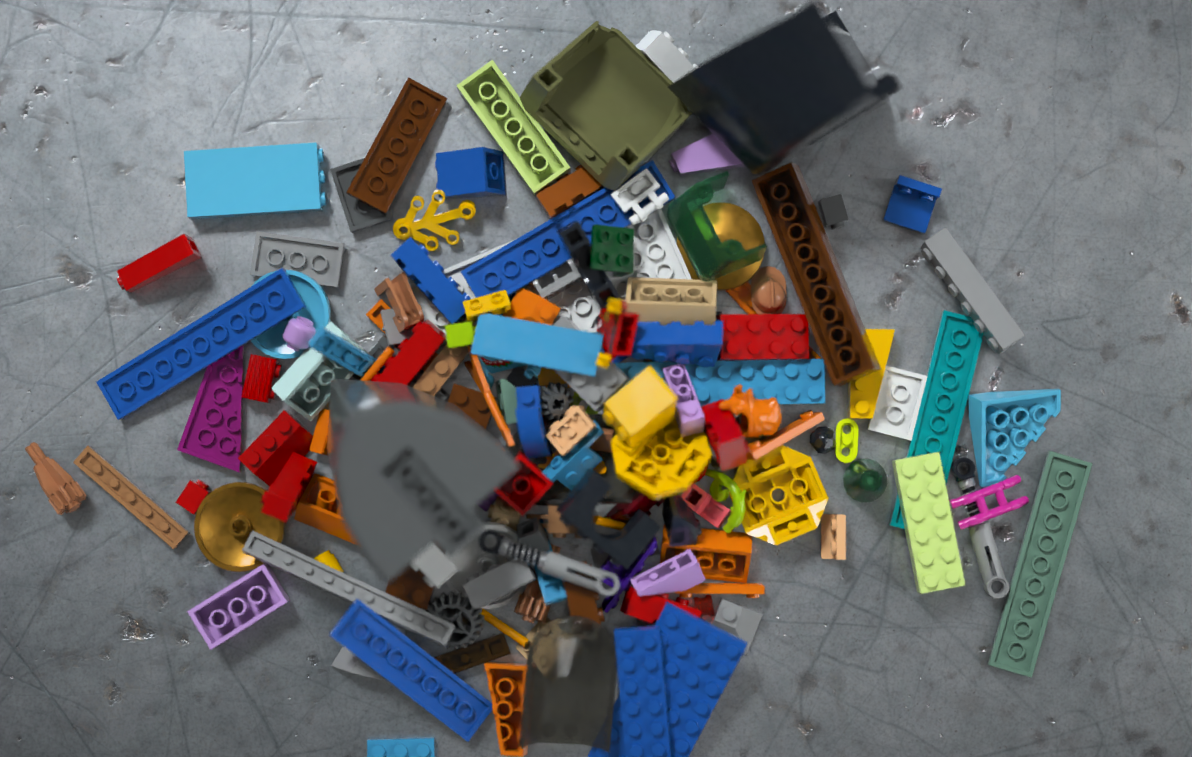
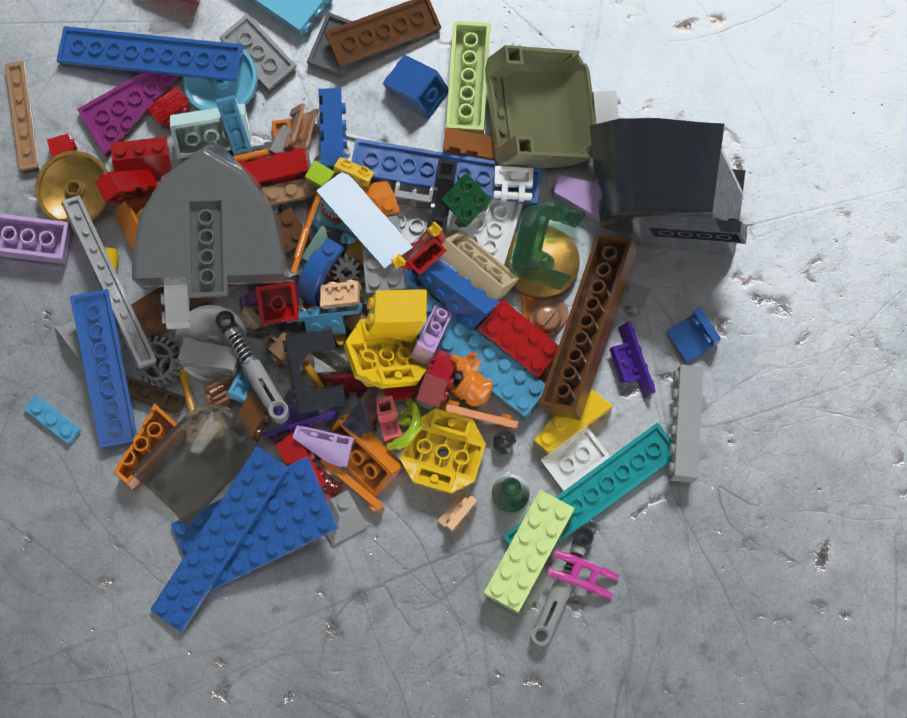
camera: 35 degrees right, 10 degrees down
(299, 333) = (216, 91): lavender head -> none
(431, 221) = (364, 94): yellow plant -> none
(846, 440) = (519, 456): neon yellow plate -> none
(874, 273) = (630, 361): none -> dark purple bracket
(1005, 425) = (637, 534): medium azure slope -> none
(1040, 564) = (583, 646): sand green plate -> none

